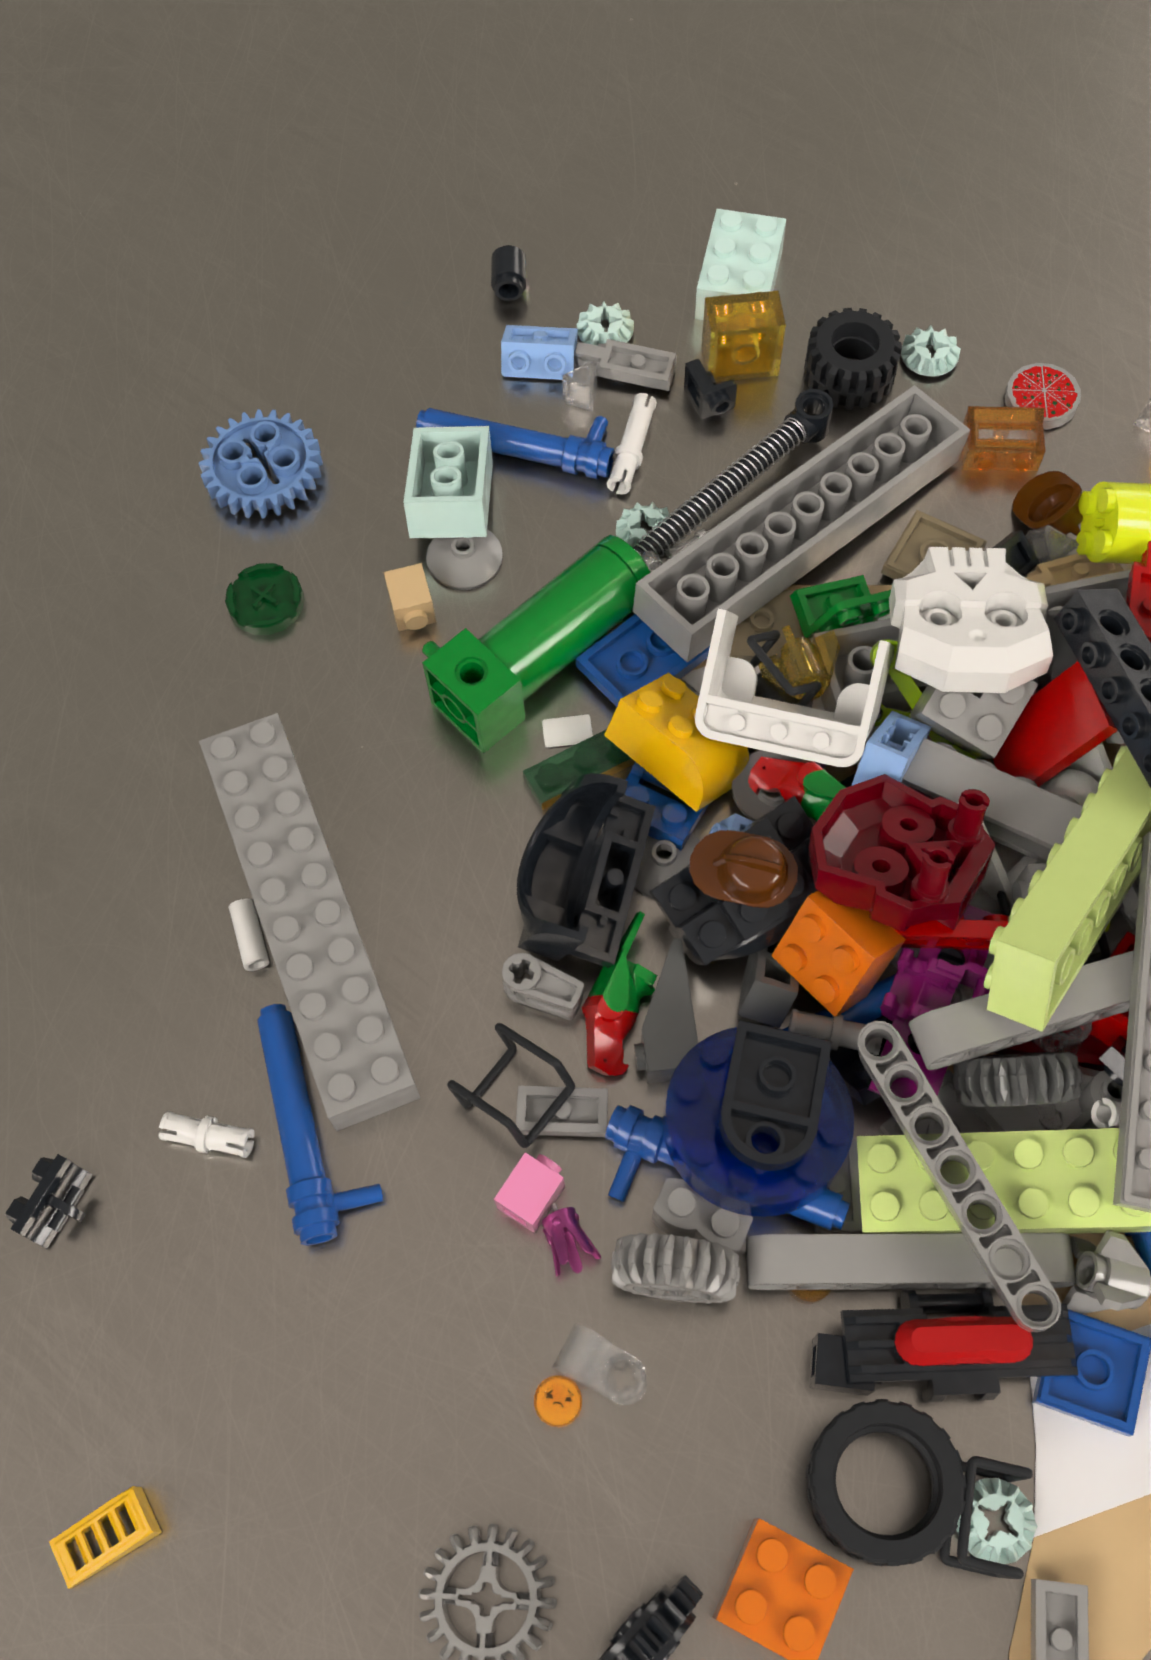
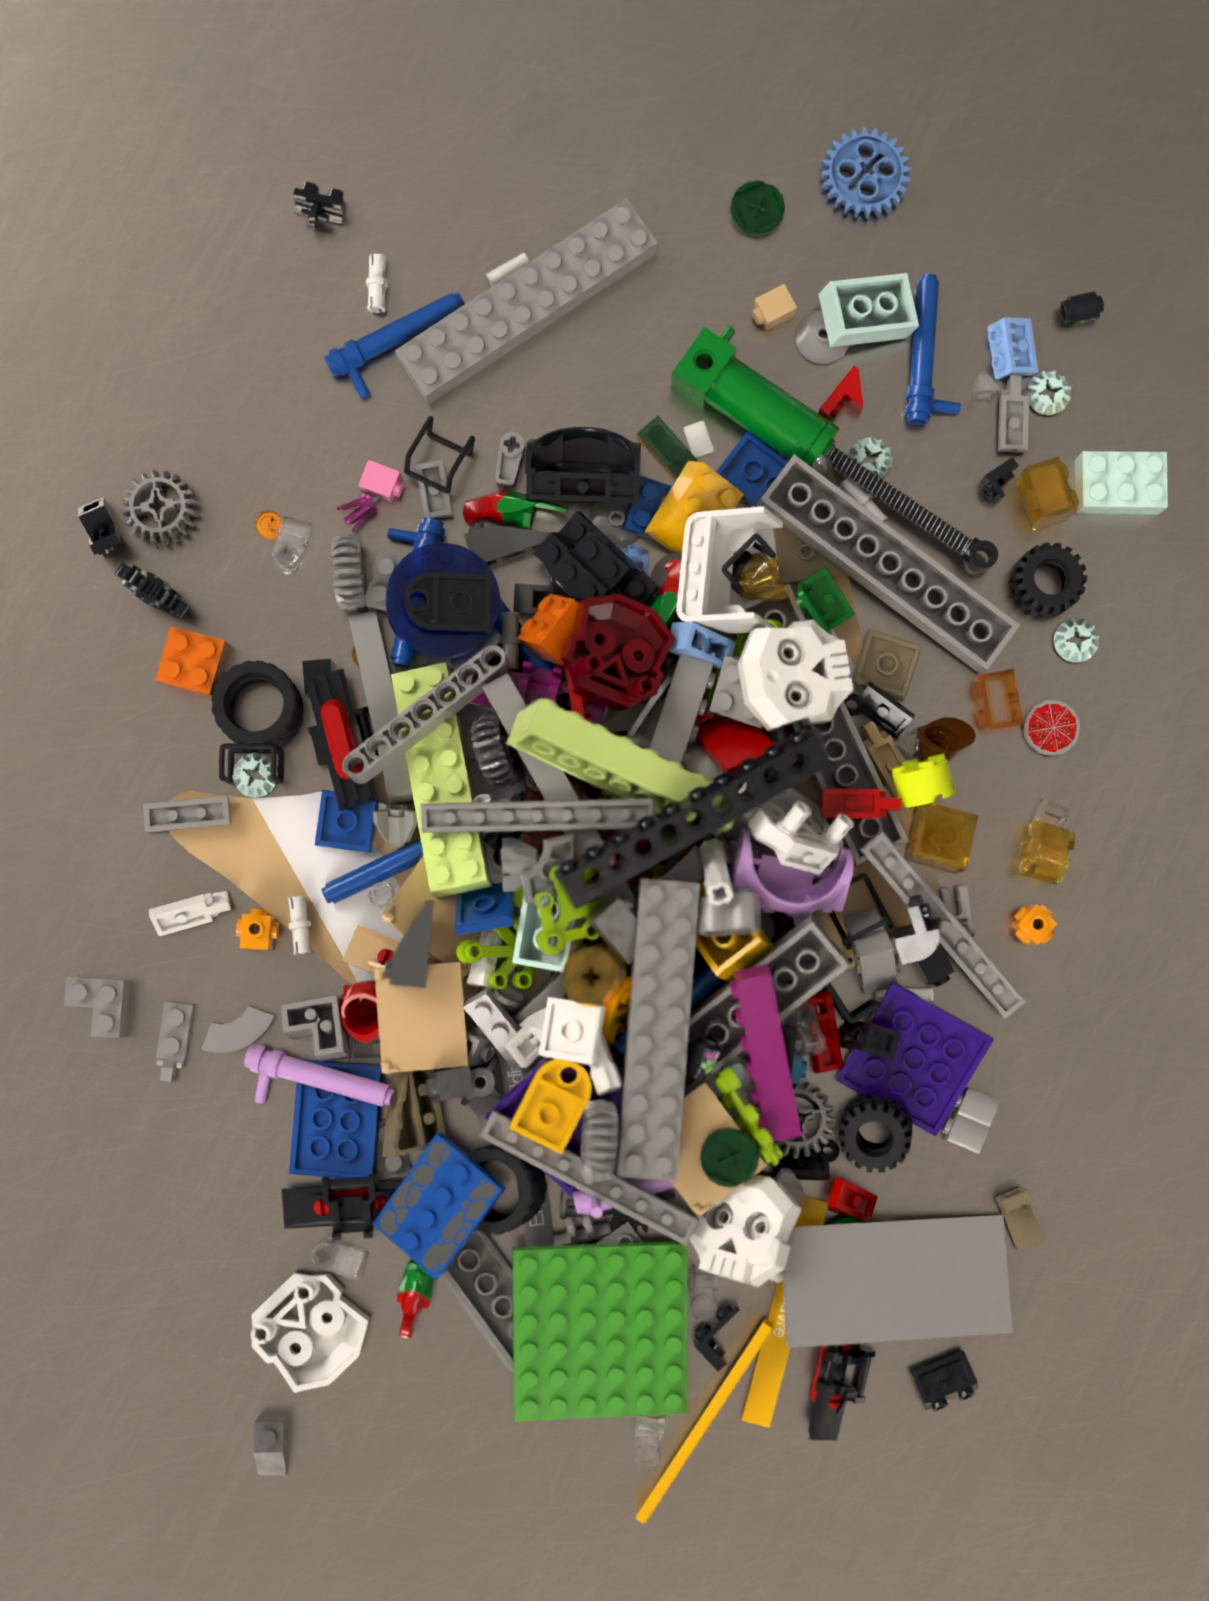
camera: 75 degrees right, 20 degrees up
(142, 1518) = (162, 313): yellow slope -> none
(552, 534) = (847, 391): none -> red slope
(628, 454) = (943, 434): white pin -> none
(743, 868) = (590, 560): reddish brown piece -> none

